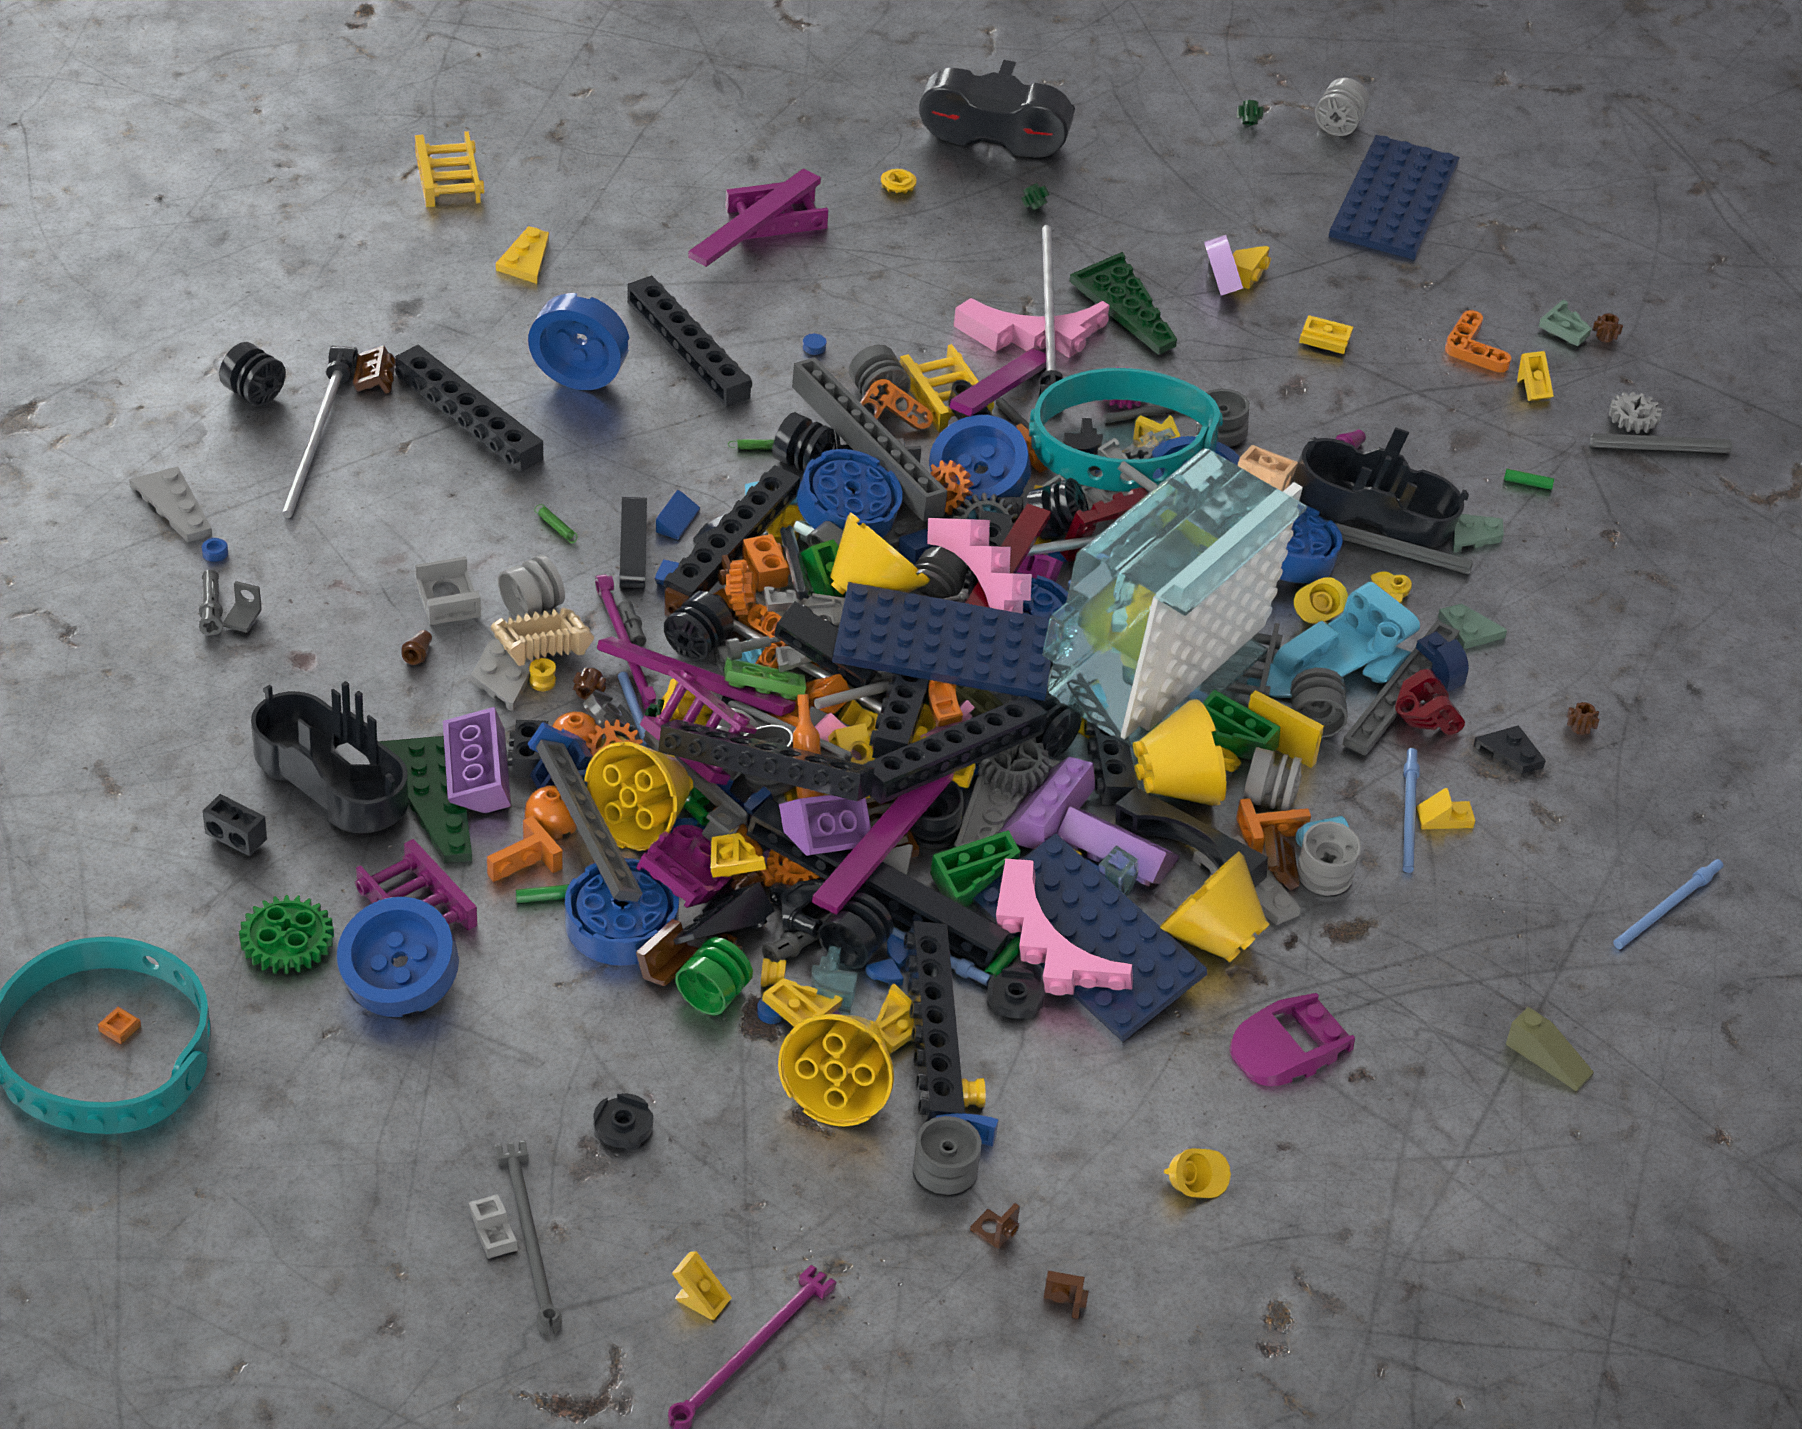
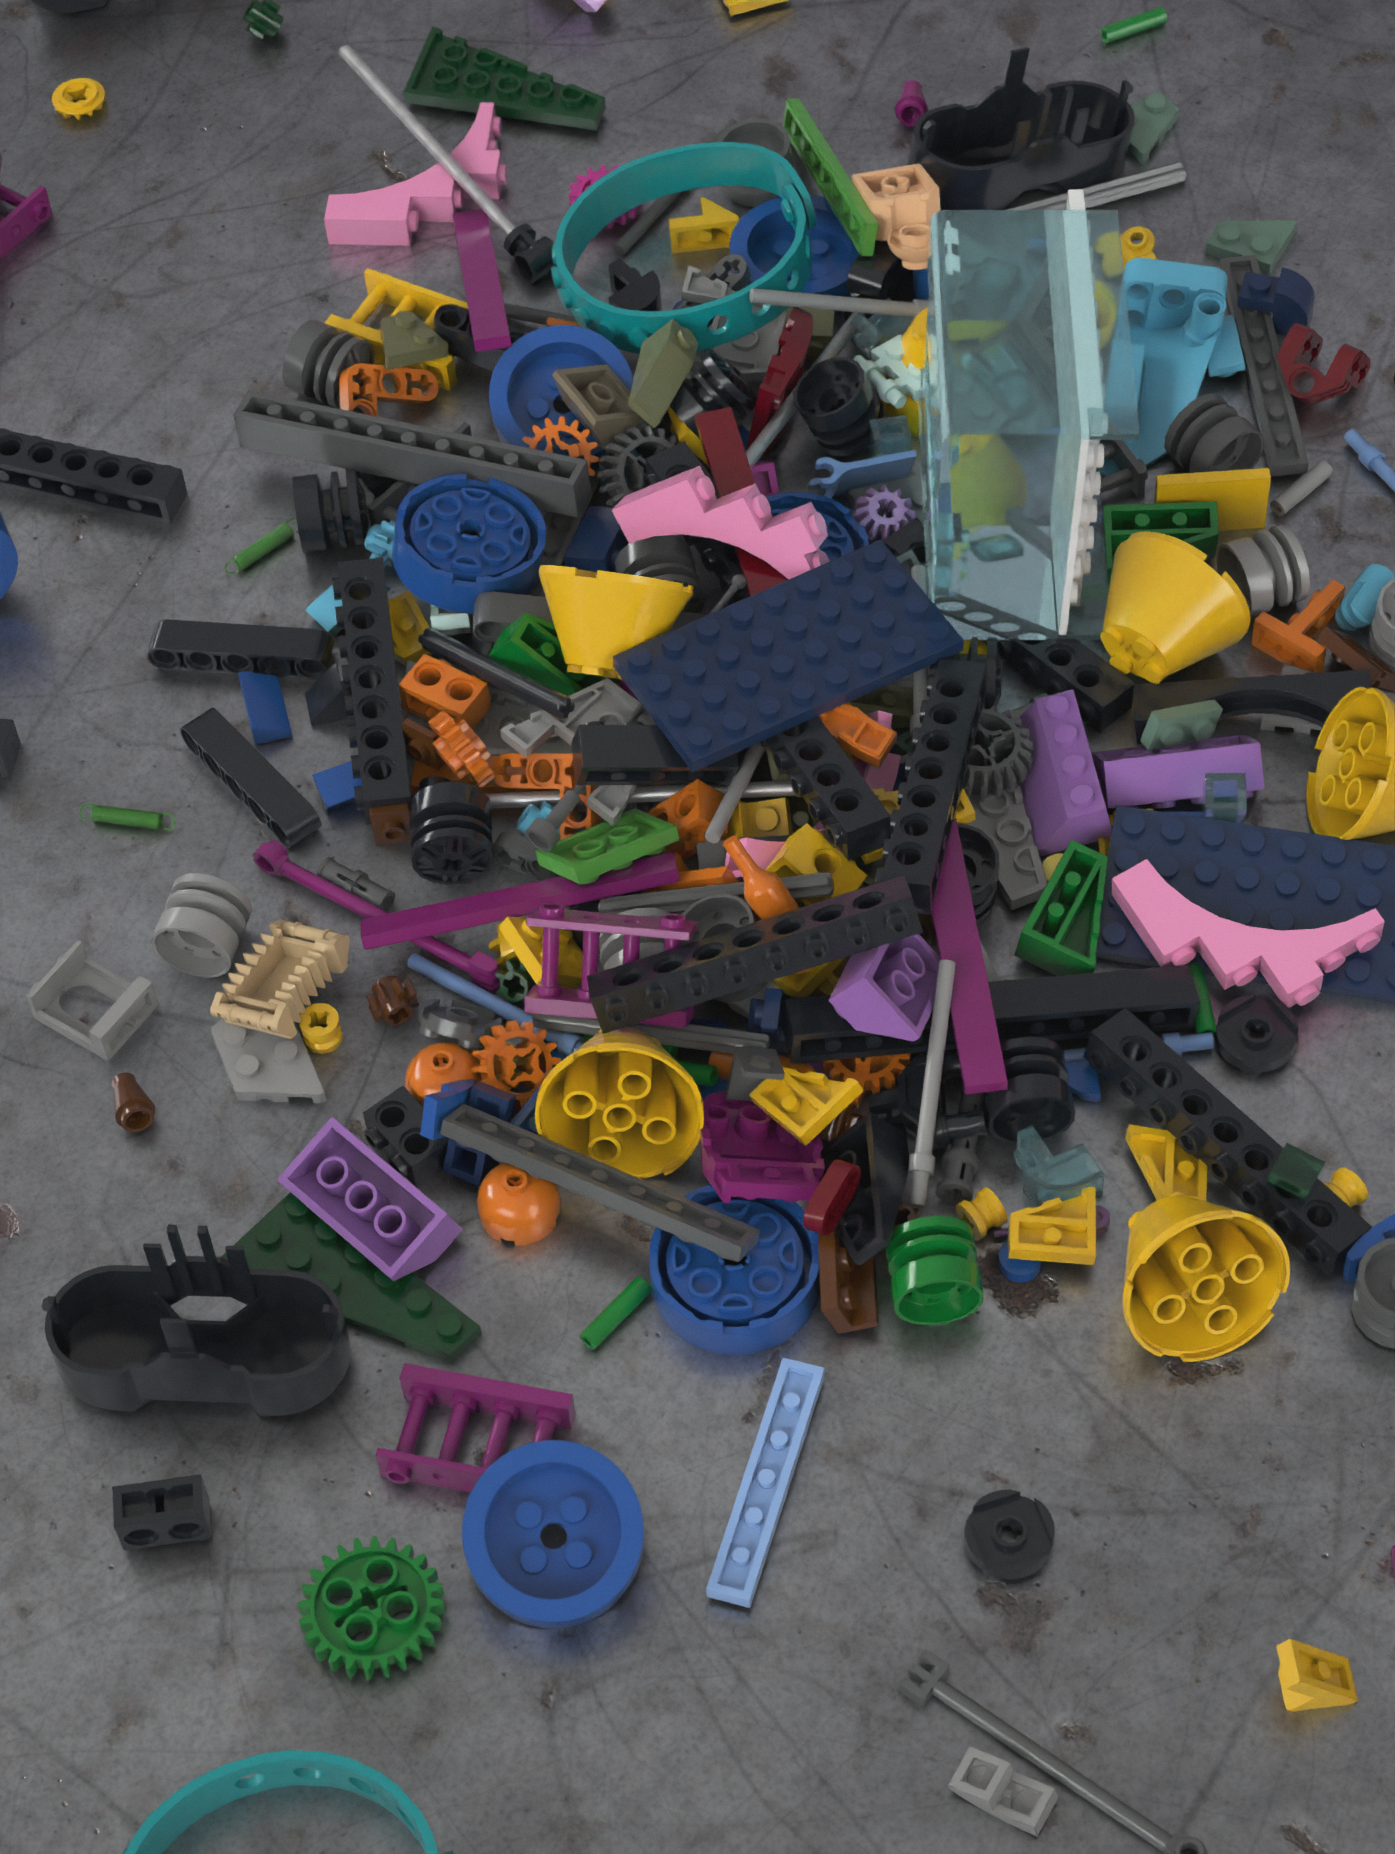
camera: 30 degrees left, 10 degrees up
(531, 1014) = (765, 1483): none -> light blue plate
(534, 847) = (551, 1258): orange bracket -> none
(690, 479) = (240, 648): none -> black beam
(693, 902) = (832, 1197): none -> dark red beam
(763, 924) = (922, 1162): none -> light grey bar
(814, 344) = (194, 373): blue tile -> none
(885, 971) = (1094, 1115): blue tile -> none
(930, 388) = (409, 341): none -> olive wing
(949, 1056) = (1296, 1171): none -> clear green tile
(990, 470) = (597, 401): none -> dark tan slope
(1035, 475) = (661, 370): none -> olive slope
(1139, 821) = (1181, 724): none -> sand green plate
(1153, 440) = (720, 244): clear wing -> none
(1257, 429) = (830, 177): none -> bright green tile
(1352, 760) = (1301, 488): none -> light grey piece

